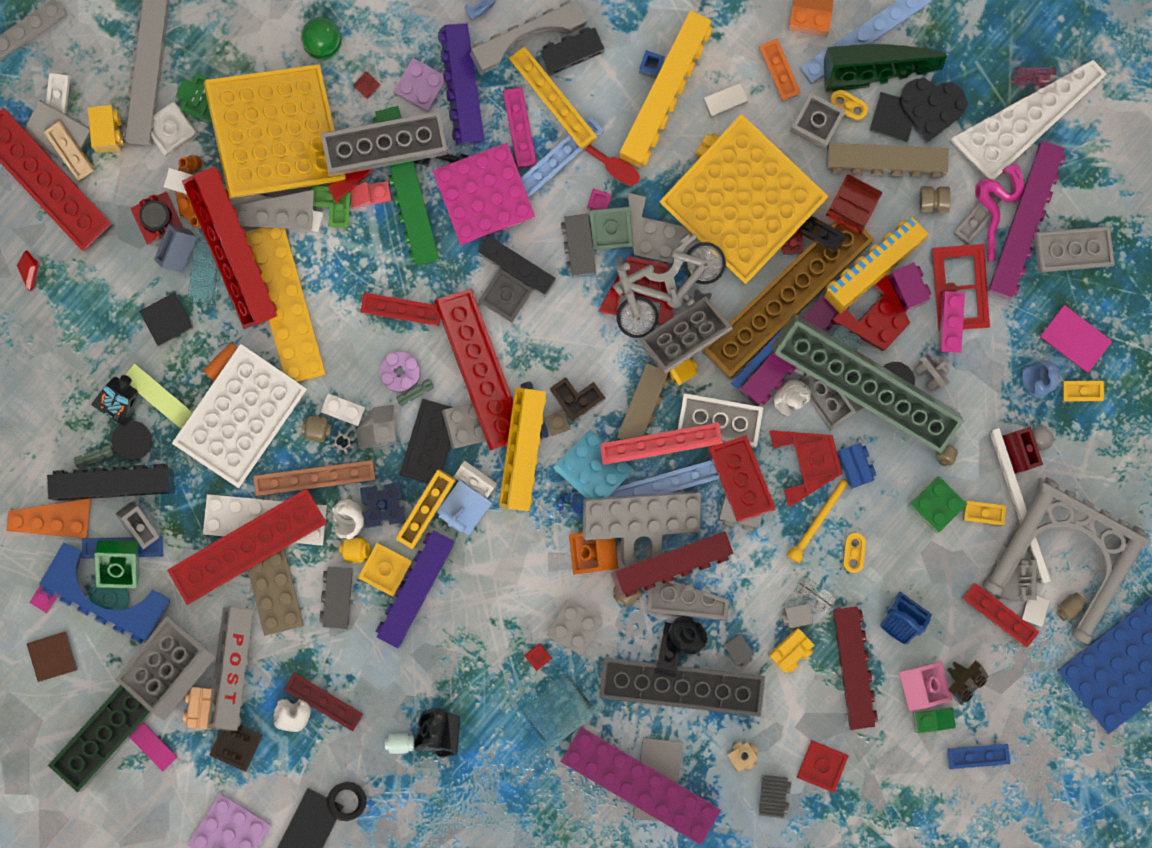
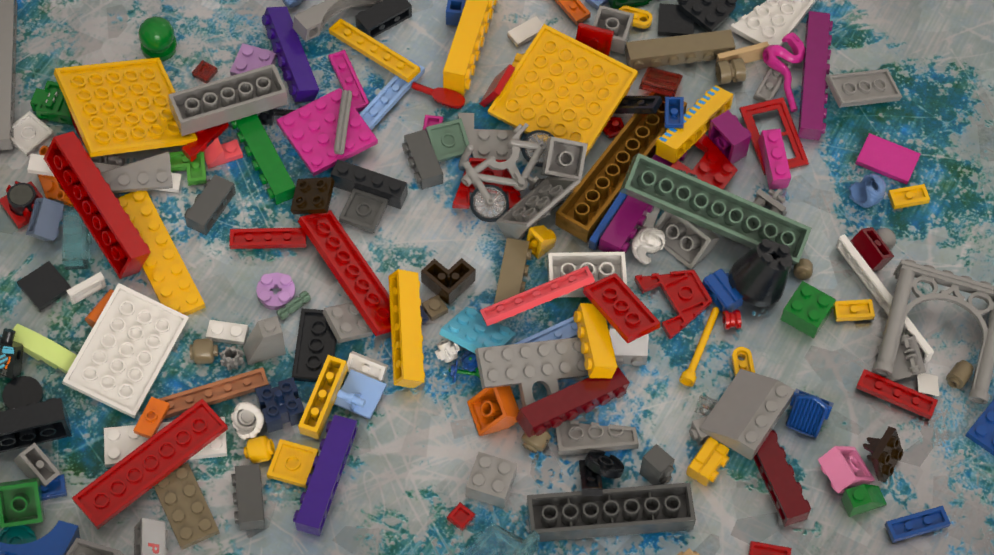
camera: 15 degrees left, 25 degrees down
(208, 333) = (86, 288): none -> white tile
(254, 496) = (151, 417): none -> orange plate
(347, 257) = (209, 204): none -> dark grey brick
(454, 274) = (312, 195): none -> dark brown plate
(501, 192) = (343, 119): none -> light grey axle
(557, 481) = (447, 350): none -> white gear
(676, 172) = (497, 86): none -> red tile
(708, 507) = (595, 342): none -> yellow brick
(725, 286) = (564, 158): none -> light grey brick
(792, 138) = (595, 37): none -> red tile
(841, 612) = (747, 412): none -> light grey slope
(854, 255) = (674, 112): none -> blue slope
(856, 499) = (731, 319): none -> red wheel
(896, 462) = (762, 273): none -> black cone
(954, 179) = (748, 53): none -> tan tile

